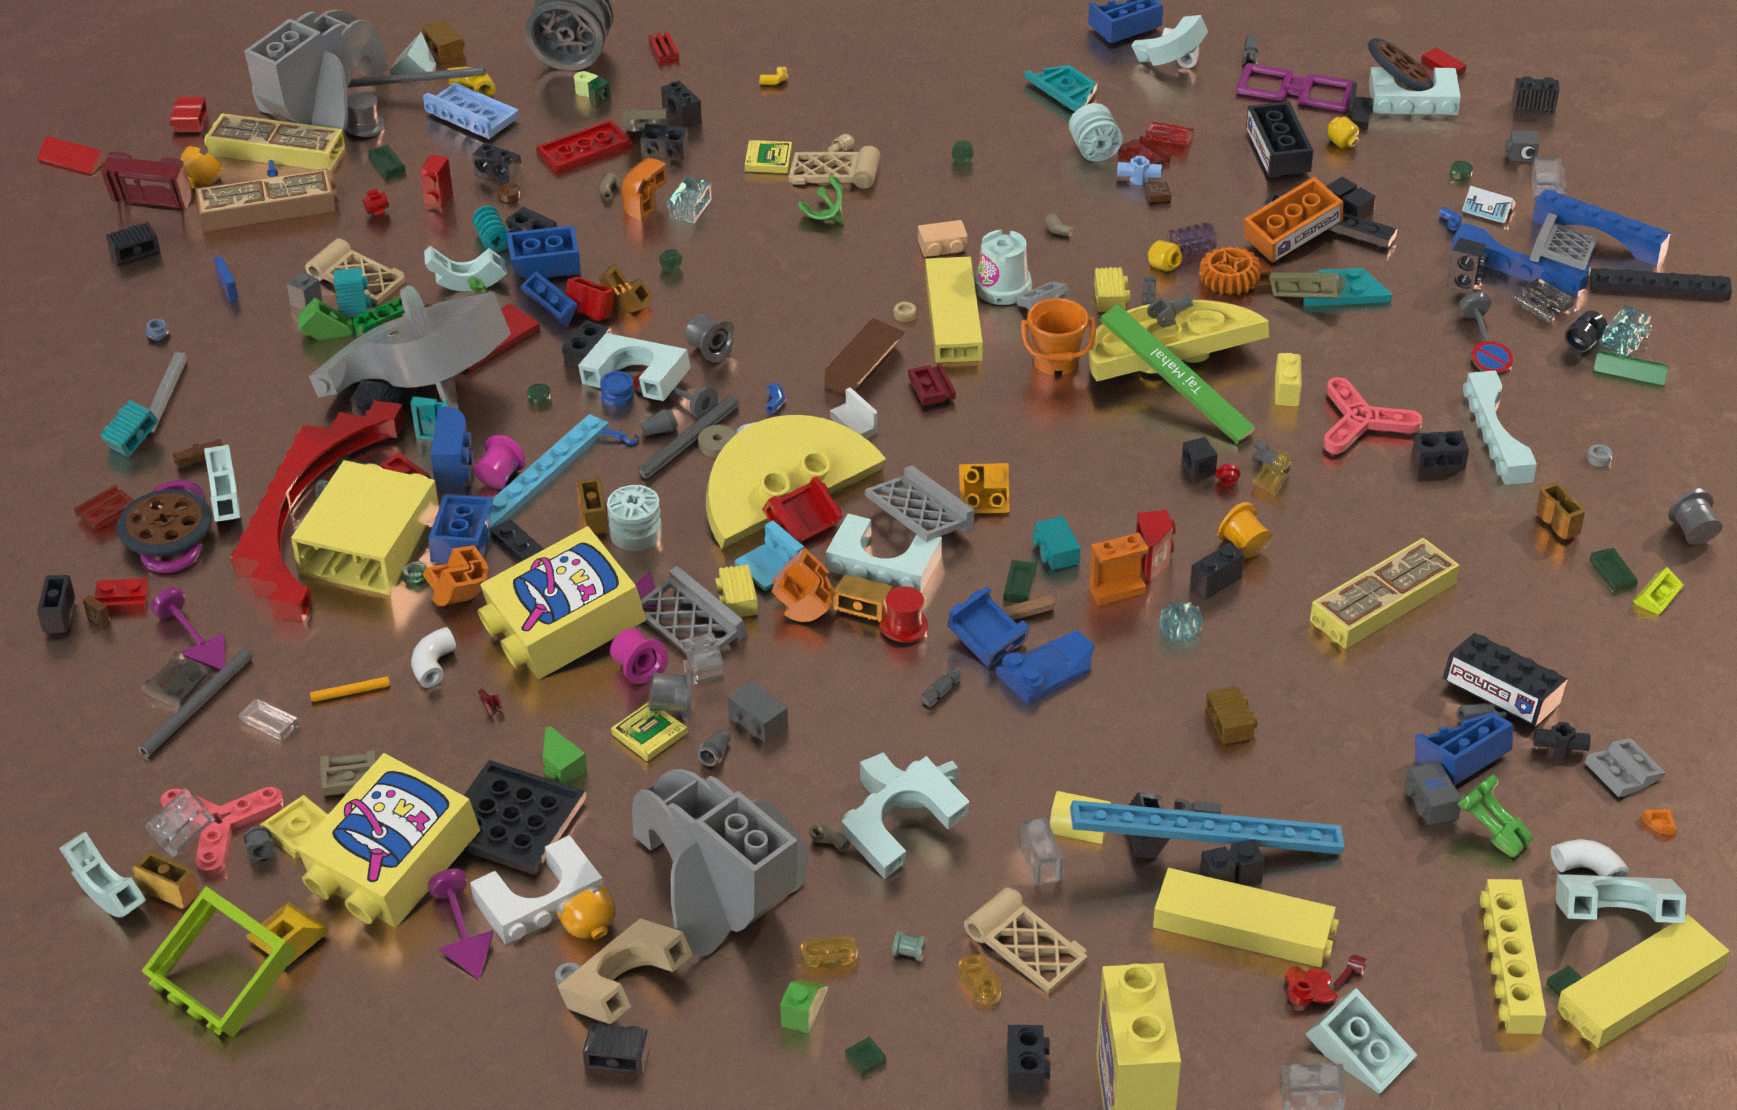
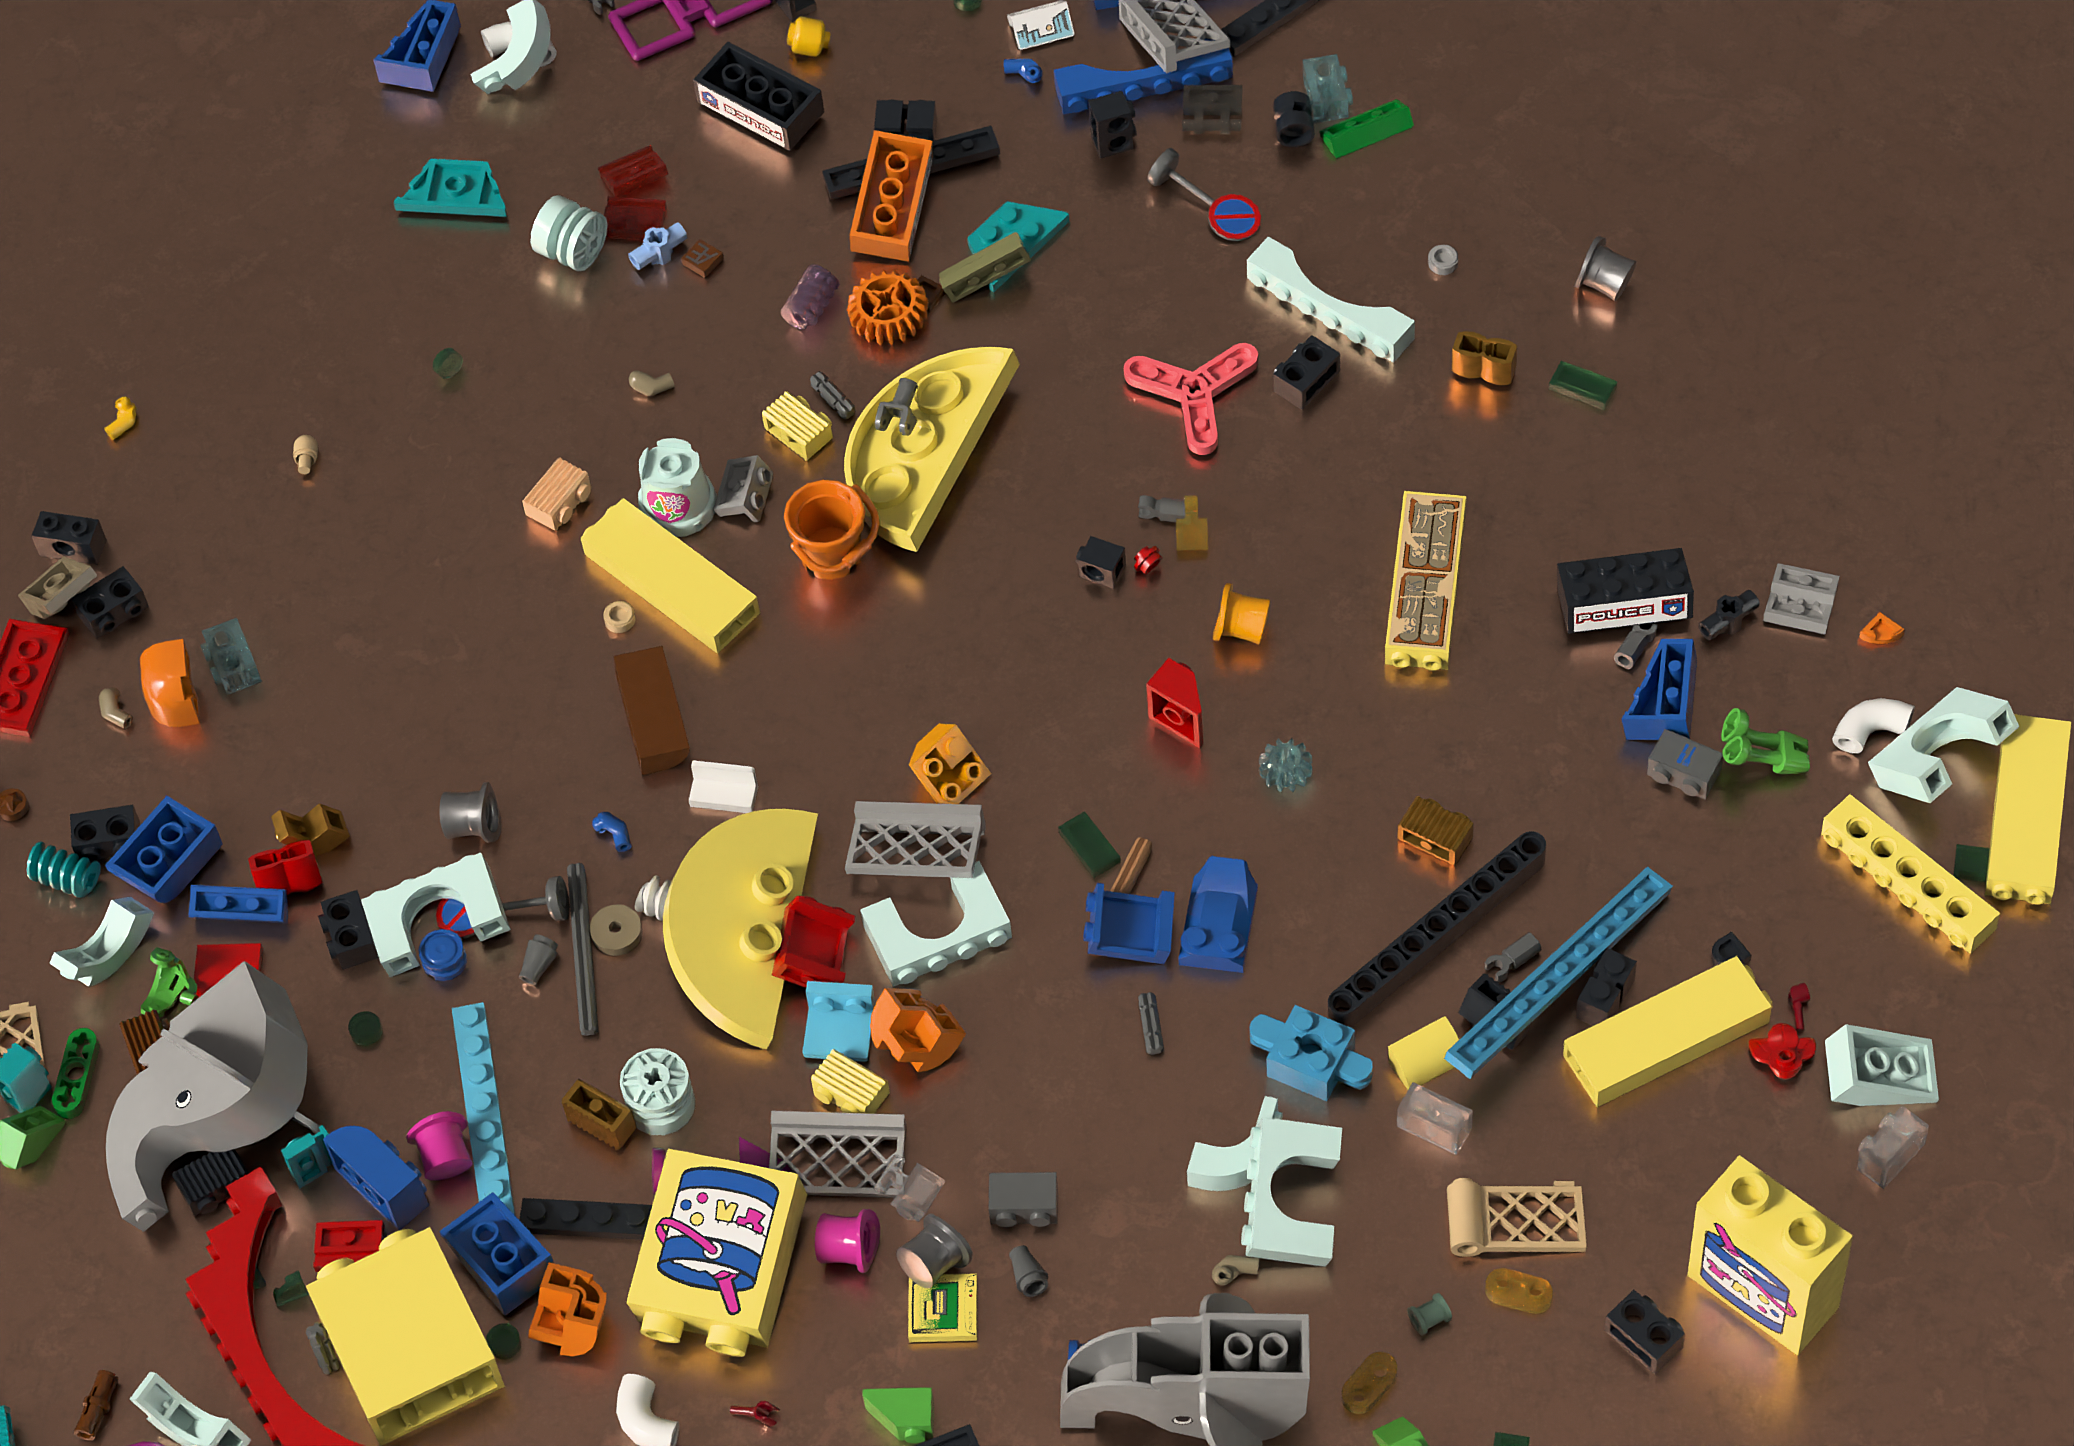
camera: 40 degrees left, 15 degrees up
(620, 435) = (511, 1006): blue hand -> none
(670, 260) = (305, 750): clear green tile -> none
(768, 156) = (242, 531): light yellow tile -> none
(835, 212) = (400, 545): bright green helmet -> none
(861, 168) = (360, 460): tan piece -> none
(861, 597) = (975, 989): pearl gold brick -> none
(904, 615) = (1037, 978): red piece -> none
(931, 384) = (751, 685): dark red plate -> none
(1010, 764) = (1307, 1065): none -> dark azure brick
(1056, 543) = (1080, 773): teal brick -> none
(1117, 569) = (1179, 761): orange panel -> none
(1164, 255) = (804, 338): yellow head -> none
(1167, 762) = (1441, 916): none -> black beam
(1177, 374) = (991, 483): bright green tile -> none
(1217, 570) = (1258, 680): black brick -> none
(1288, 379) = (1086, 400): light yellow brick -> none
(1343, 910) = (1729, 947): none -> black tile
(1659, 591) = (1642, 378): neon yellow slope -> none

